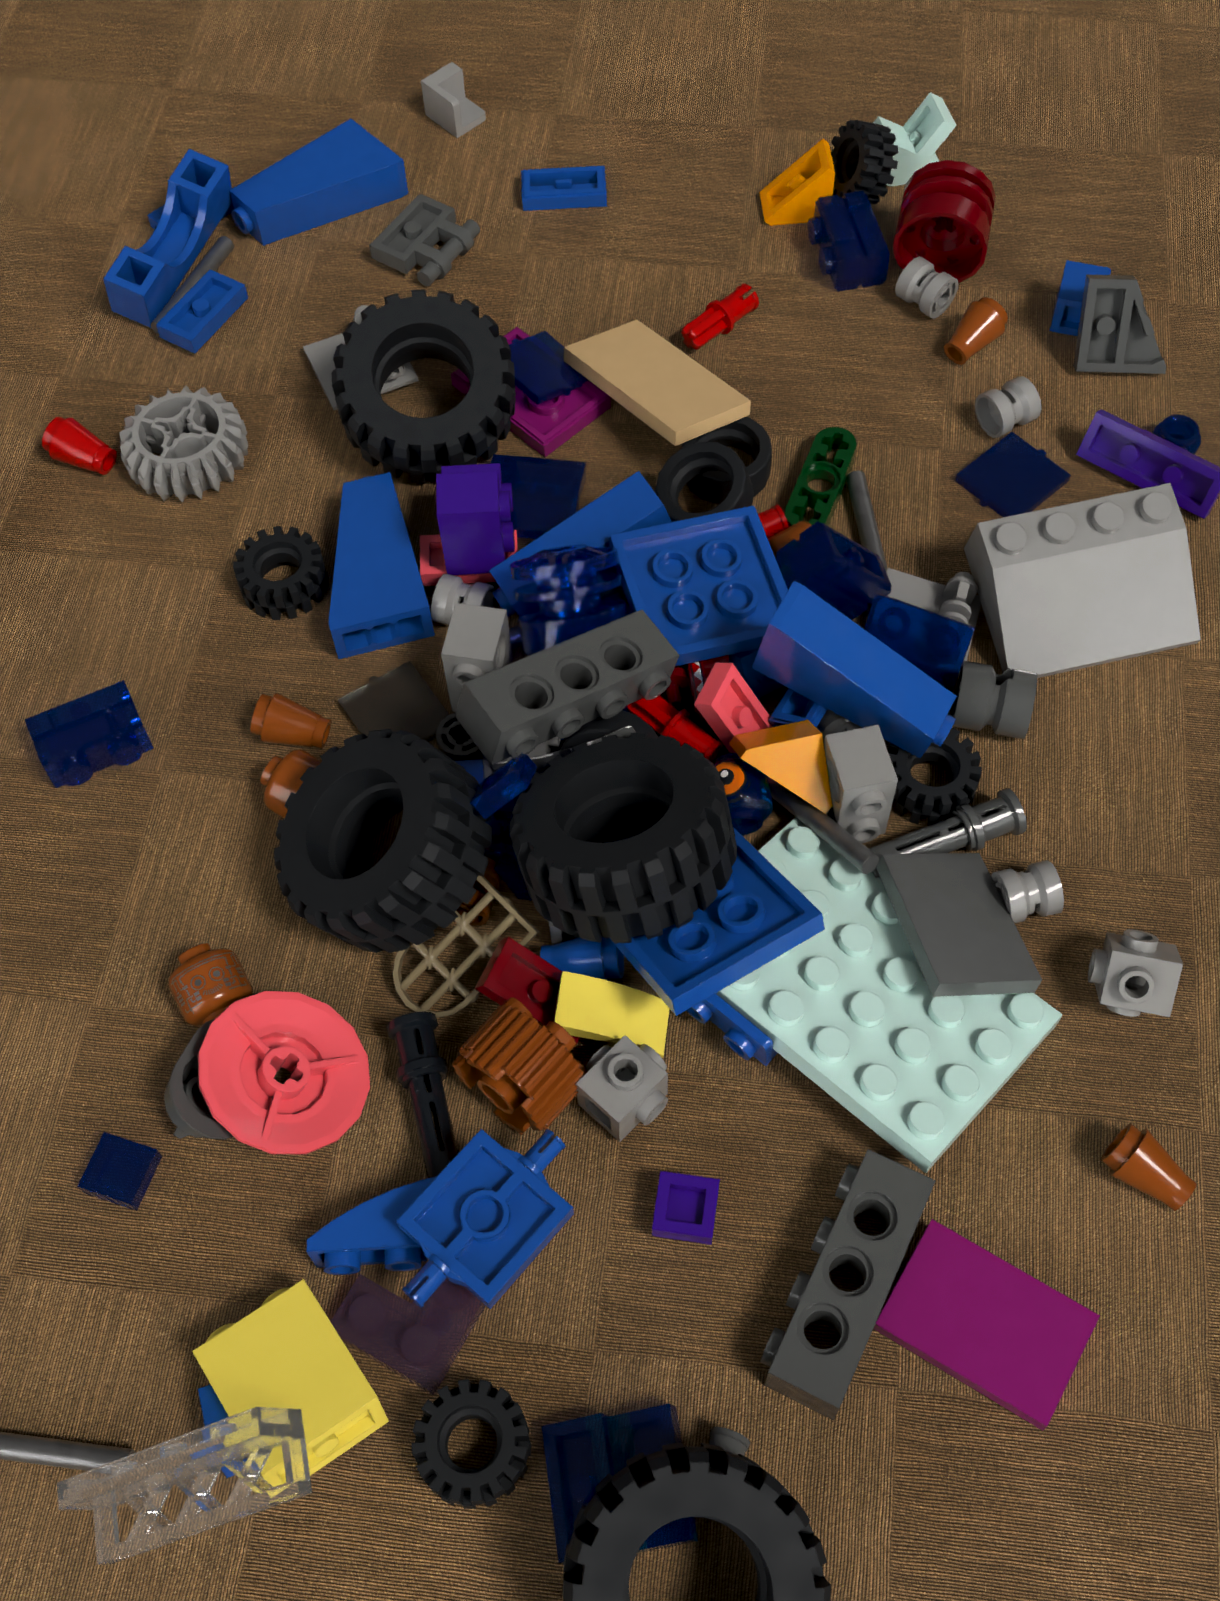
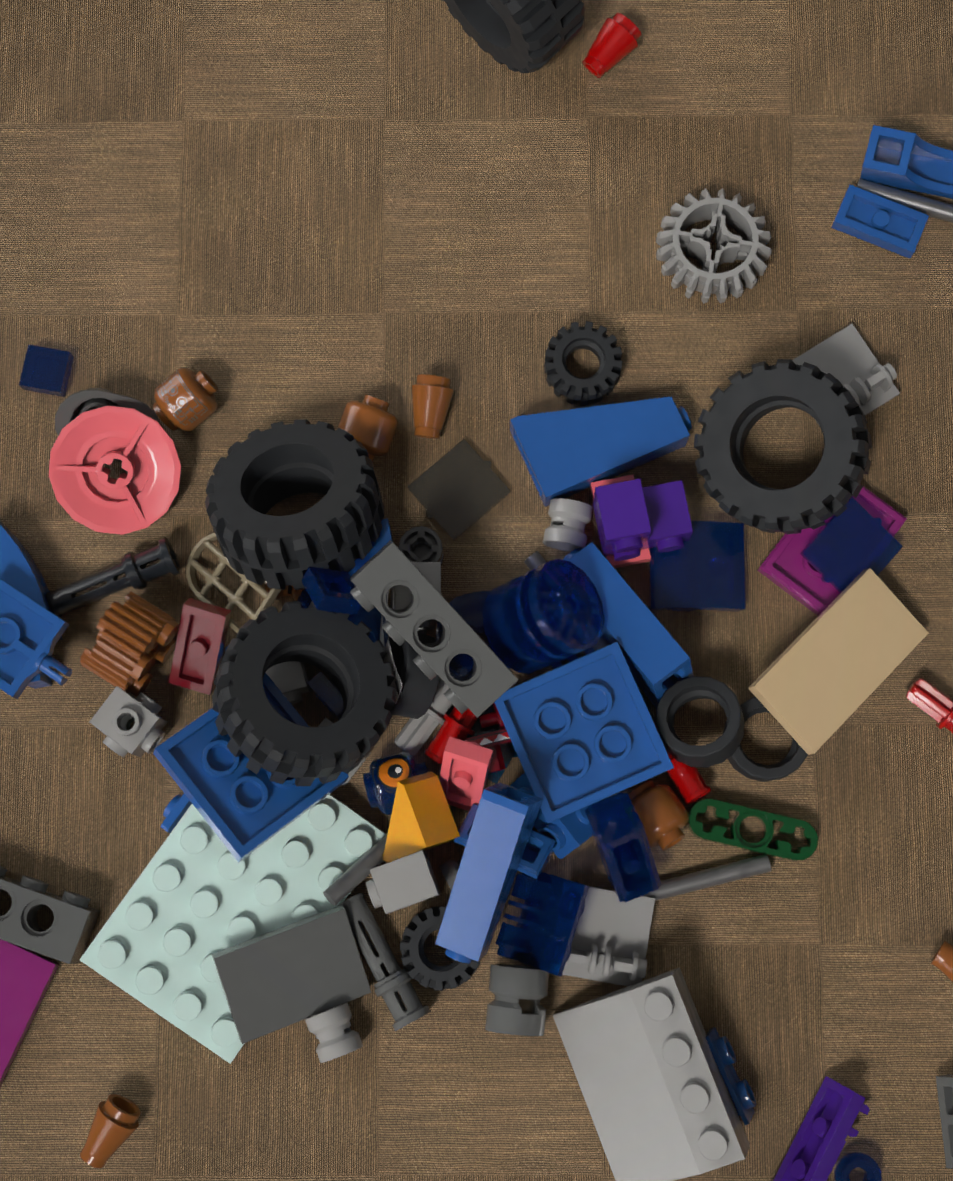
camera: 85 degrees right, 20 degrees up
(76, 445) = (699, 153): red cone -> none
(89, 735) = (398, 249): clear blue brick -> none
(474, 646) = (490, 548): light grey brick -> none
(609, 1011) = (184, 694): light yellow slope -> none
(685, 1207) = (48, 780): dark purple plate -> none
(1012, 477) = (791, 1014): clear blue piece -> none
(1013, 404) = (868, 1006): light grey wheel -> none
(1136, 973) = (263, 1122): light grey brick -> none

